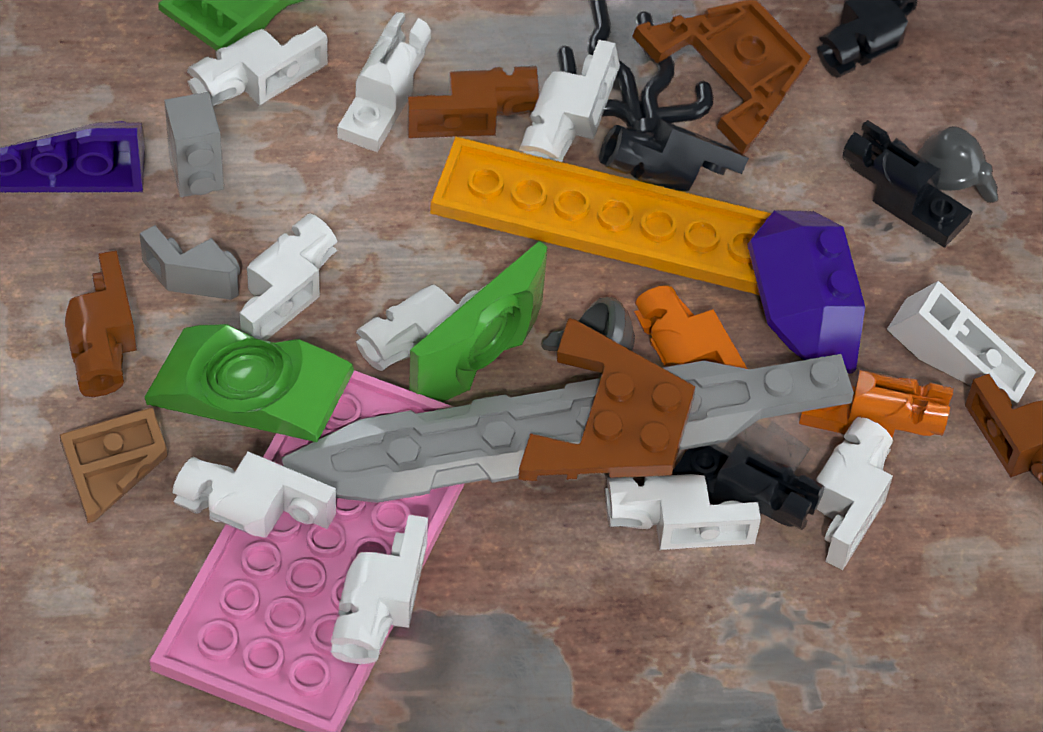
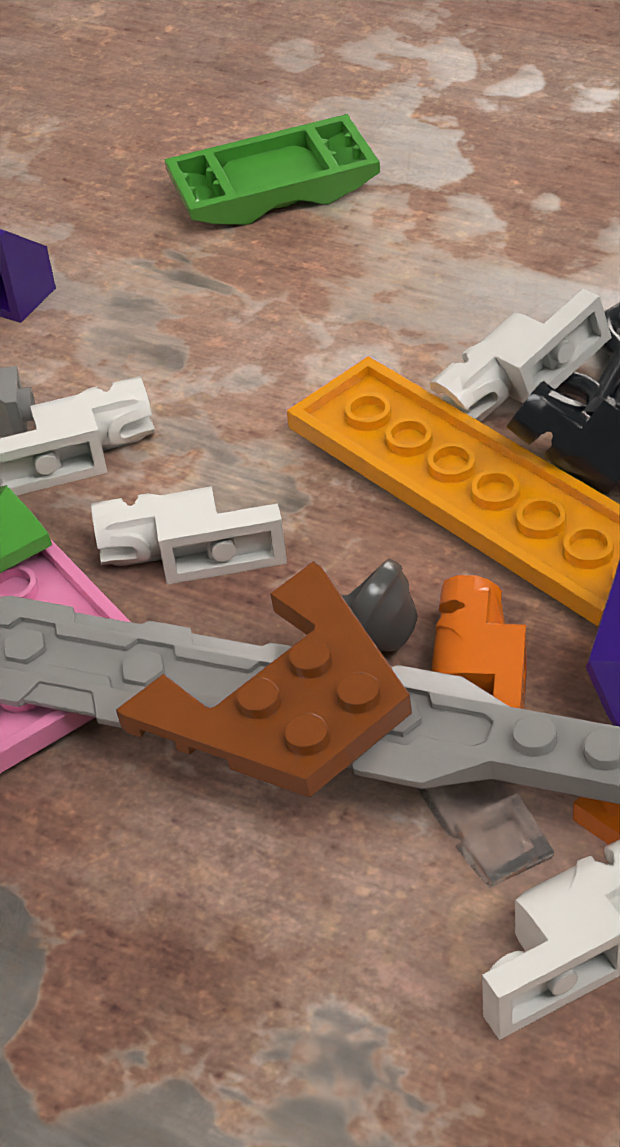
camera: 40 degrees right, 10 degrees down
(194, 144) = (77, 278): light grey brick -> none
(259, 66) = (221, 240): white plate -> none
(384, 84) = (335, 285): white plate -> none
(473, 103) = (411, 332): dark orange plate -> none
(480, 329) = (221, 545): bright green slope -> none
(680, 512) = (314, 859): white plate -> none
(754, 478) = (430, 864): black plate -> none

